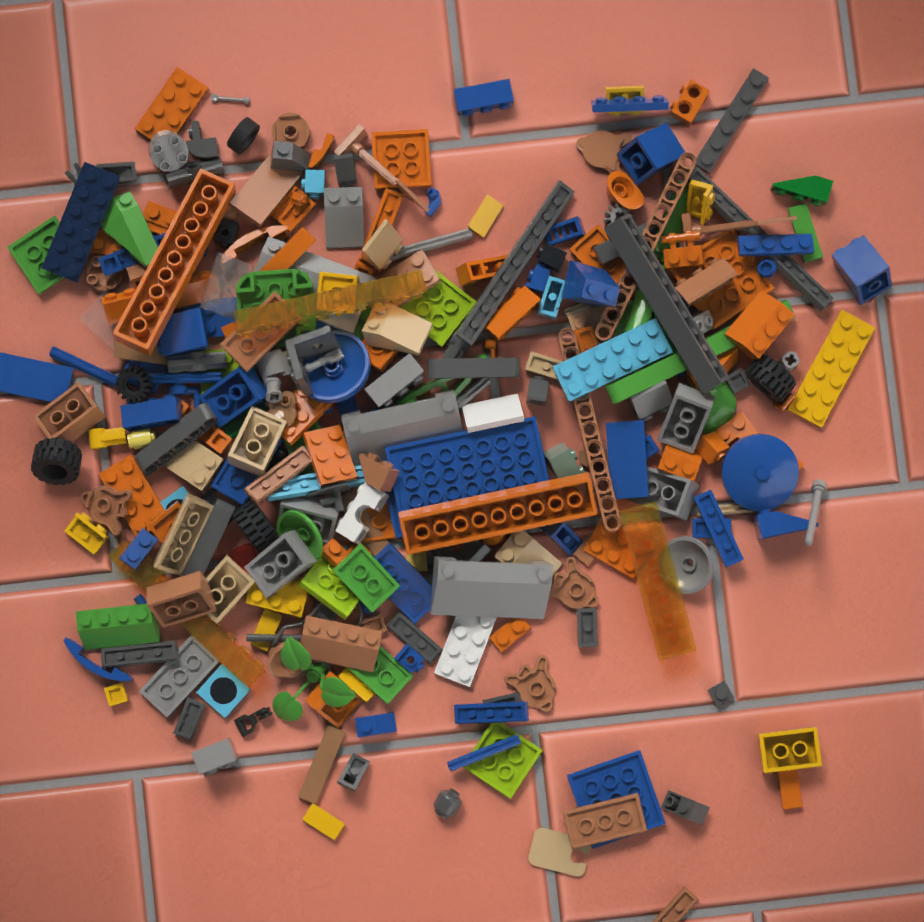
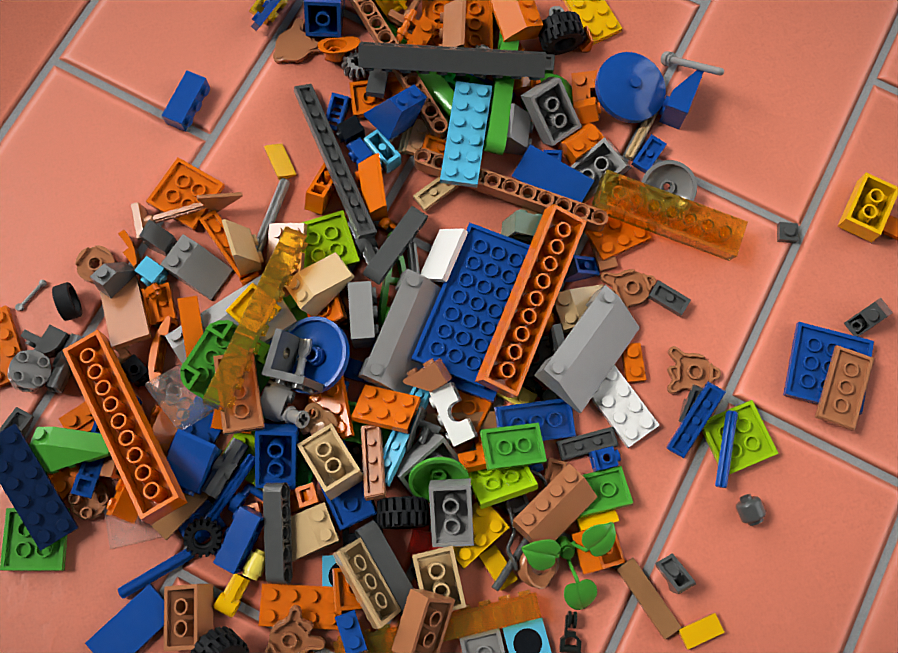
camera: 60 degrees left, 10 degrees down
(375, 724) = (643, 527): blue slope -> none
(434, 200) = (233, 187): blue arm -> none
(537, 391) = (450, 210): dark grey slope -> none
(553, 852) = (842, 450): tan piece -> none
(718, 528) = (655, 145): blue plate -> none

